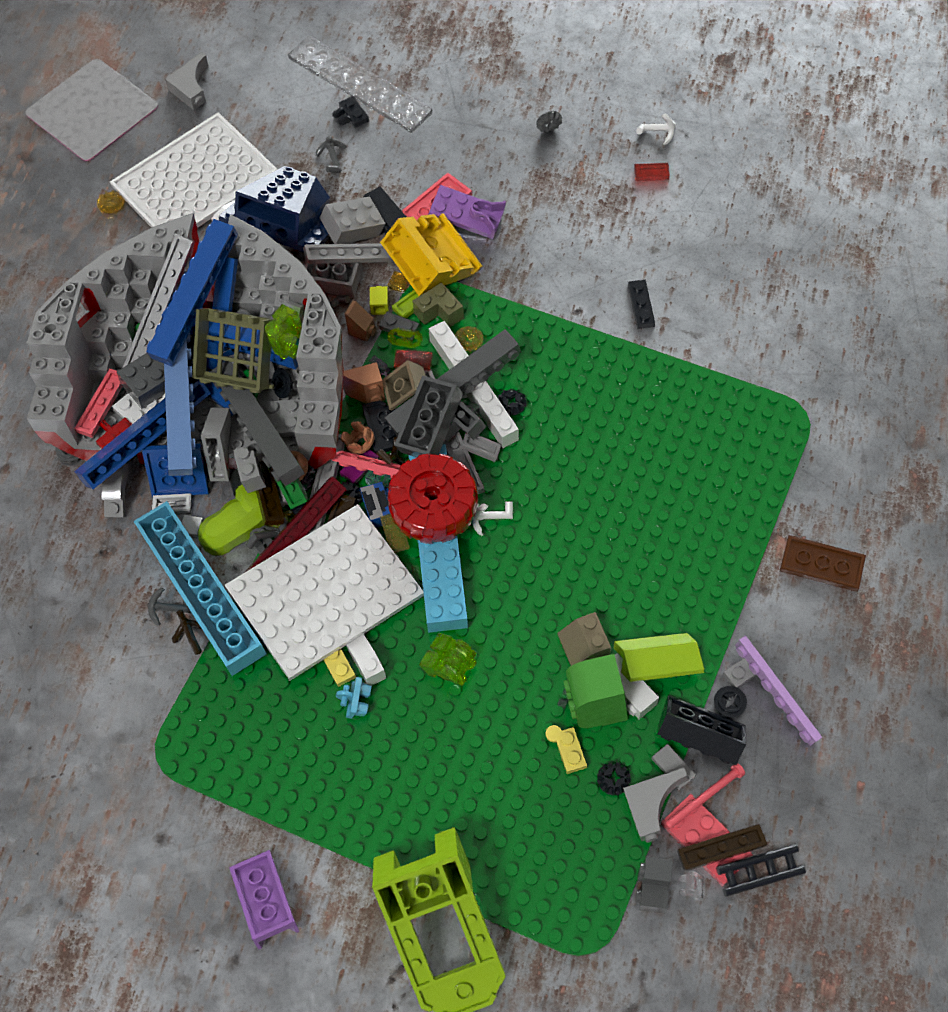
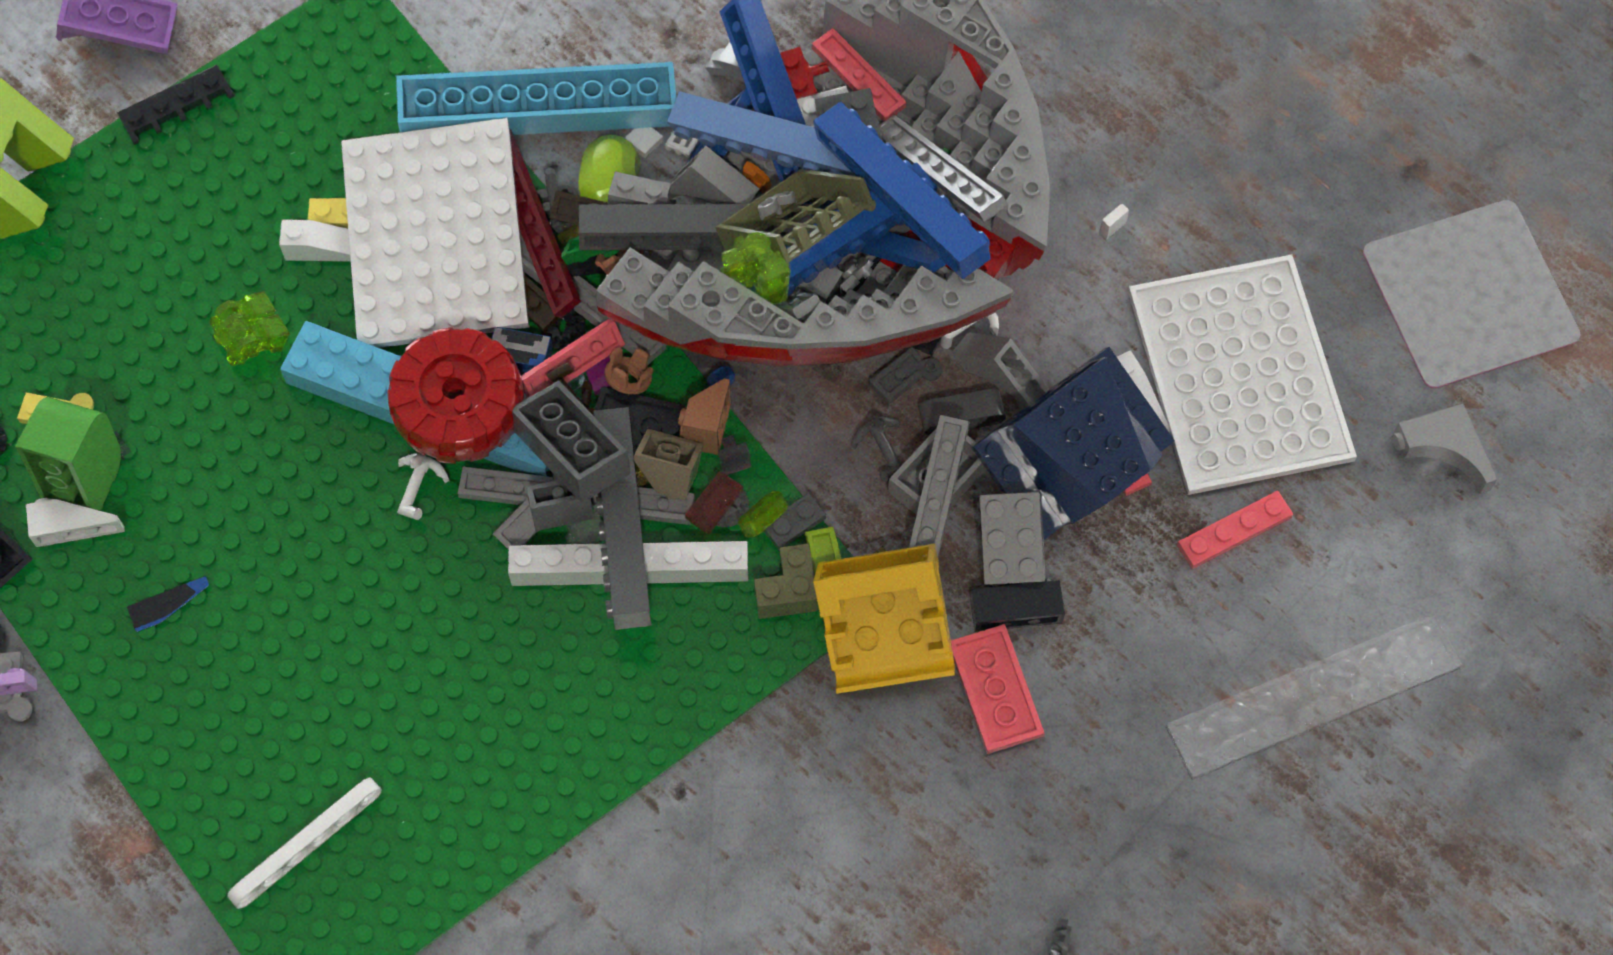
camera: 115 degrees right, 5 degrees up
(110, 207) = (1246, 241): clear yellow gear -> none
(155, 605) = (545, 47): dark grey piece -> none
(186, 626) = (465, 63): dark brown piece -> none
(200, 420) = (757, 177): none -> orange tile
(229, 375) = (773, 203): none -> light grey piece
(287, 148) = (1235, 529): none -> coral plate
(309, 816) = (174, 102): none -> black hinge
(329, 143) = (1197, 583): dark grey piece -> none
(350, 112) = (1258, 661): black hinge -> none
(357, 689) = (265, 204): medium azure hips -> none
(359, 322) = (827, 469): medium nougat slope -> none
(379, 300) = (858, 519): neon yellow brick -> none
(468, 211) = (948, 720): medium lavender plate -> none
(471, 333) = (722, 592): clear yellow gear -> none
(515, 407) = (569, 617): black gear -> none
(584, 639) = (166, 503): dark tan slope -> none
(641, 304) = (634, 889): black plate -> none
(646, 610) = (161, 606): none -> black sticker
(659, 657) = (76, 566): lime slope -> none
(726, 452) = (304, 843): none -> white beam
(823, 563) = (73, 878): reddish brown tile -> none

